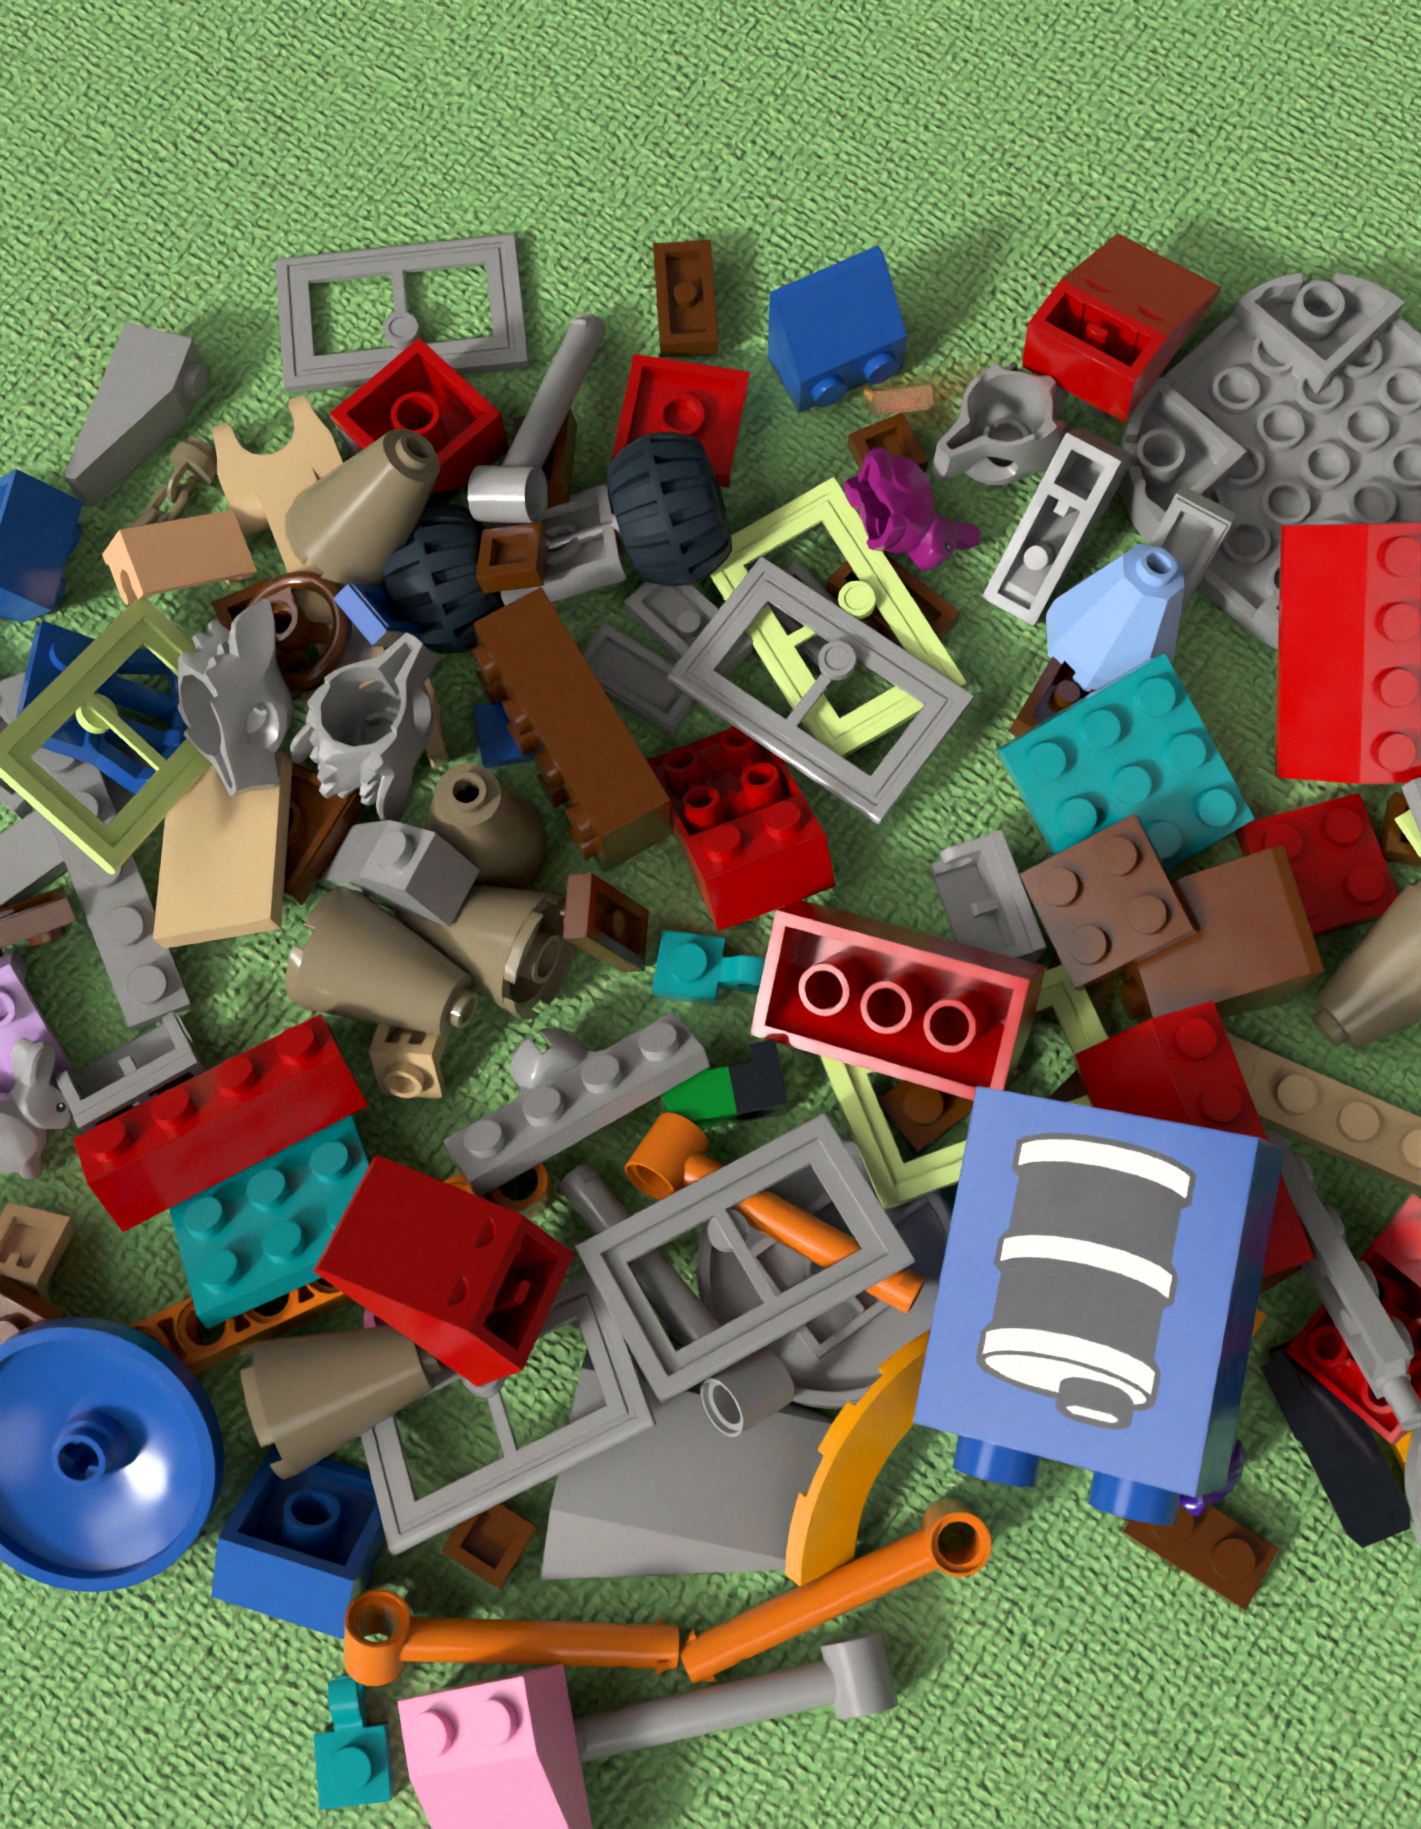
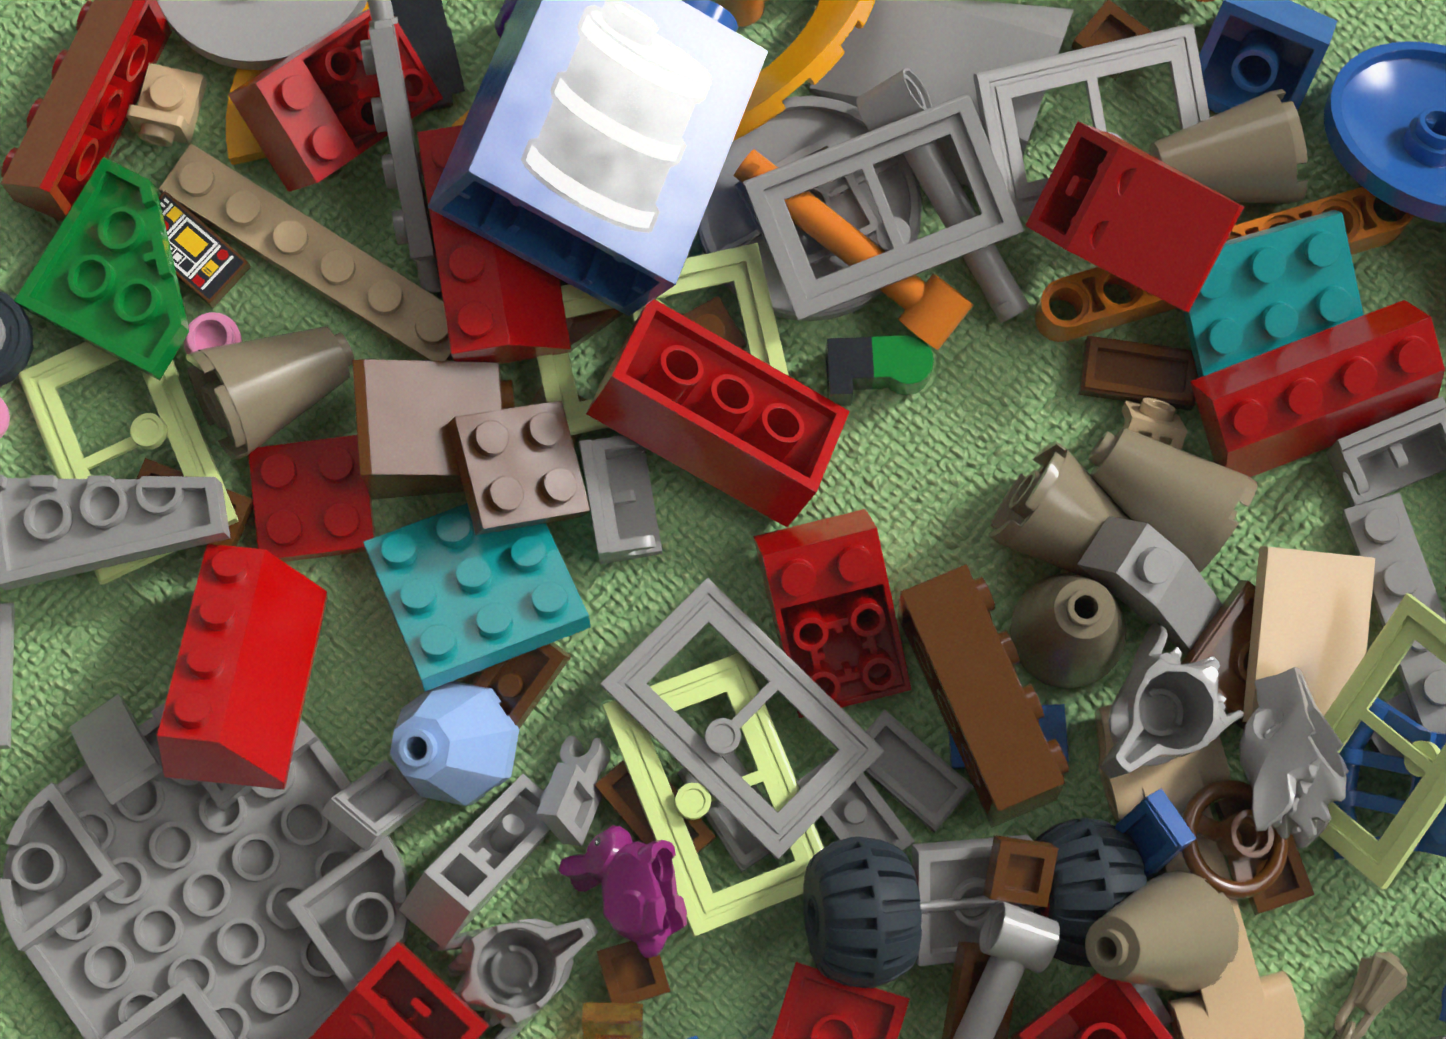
camera: 175 degrees left, 5 degrees up
(178, 555) = (1342, 934): light nougat hinge -> none
(414, 1128) = (1137, 371): none -> reddish brown tile
(571, 1096) = (1012, 365): light grey plate -> none
(605, 922) = (968, 514): reddish brown plate -> none
(696, 968) = (888, 484): teal plate -> none
(980, 595) = (571, 795): none -> light grey plate

